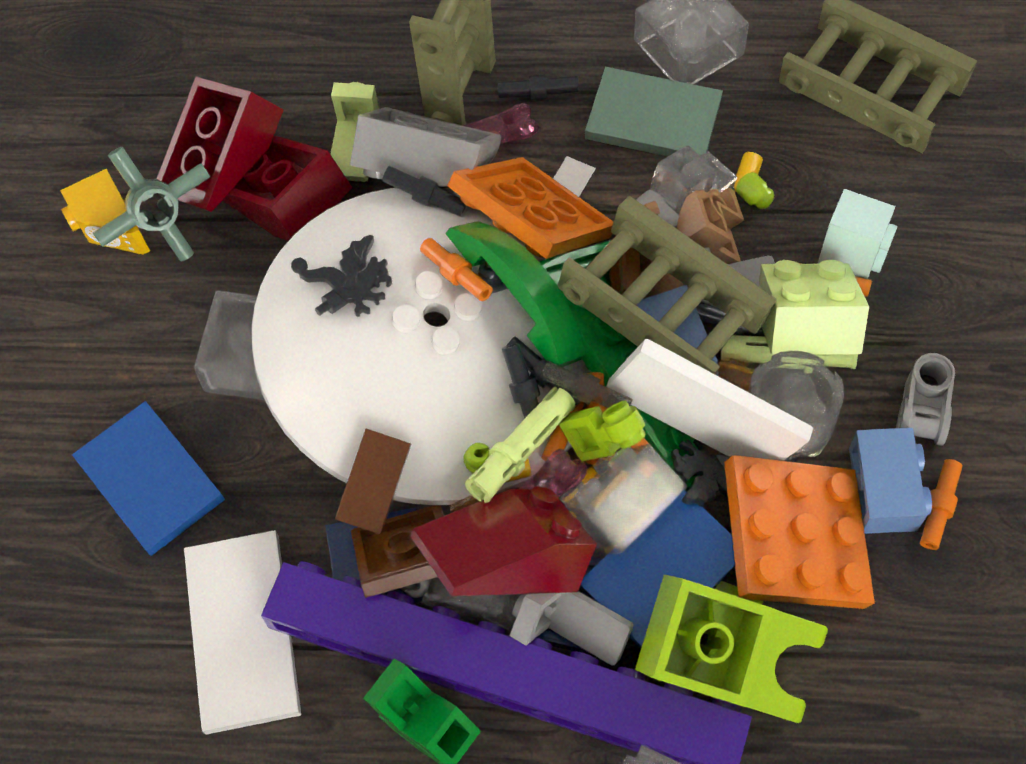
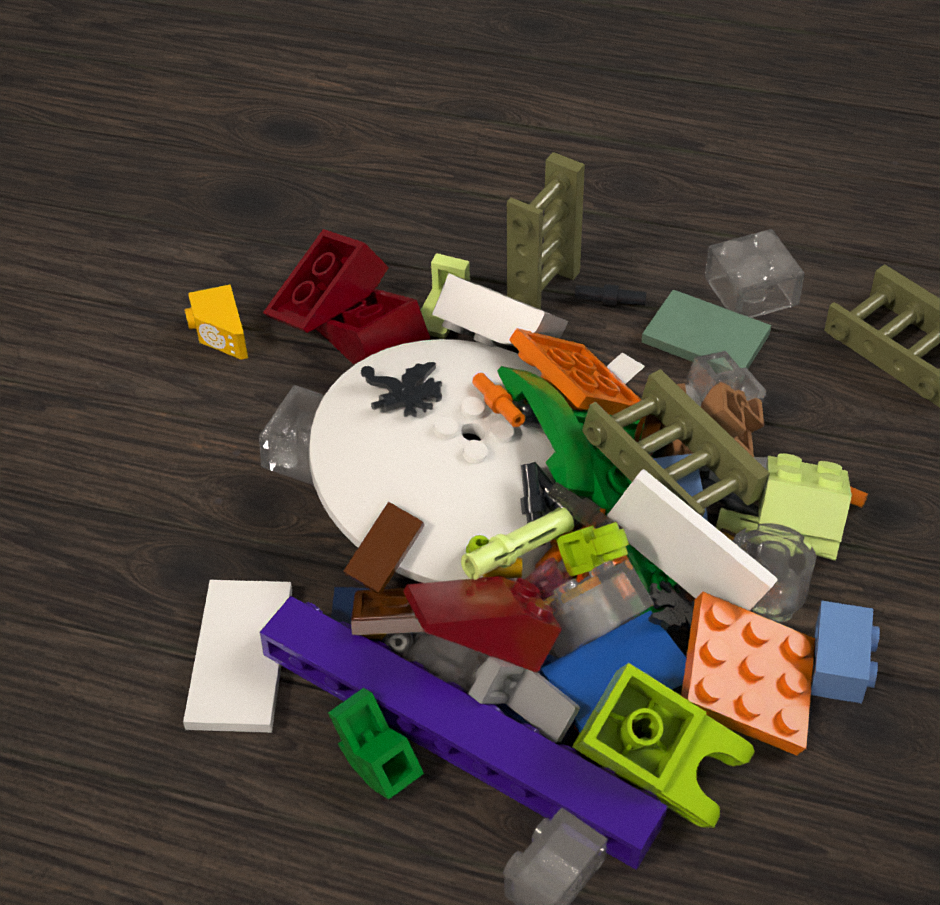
camera: 10 degrees right, 15 degrees down
(144, 189) = (272, 321): sand green bar -> none
(148, 478) = (196, 523): blue tile -> none
(424, 190) = (489, 343): black bar -> none
(511, 123) = (580, 318): clear pink bar -> none
(750, 184) = (778, 402): lime arm -> none
(859, 233) = (862, 447): light aqua brick -> none
(927, 406) = (892, 598): light grey piece -> none
(943, 504) = (888, 683): orange bar -> none

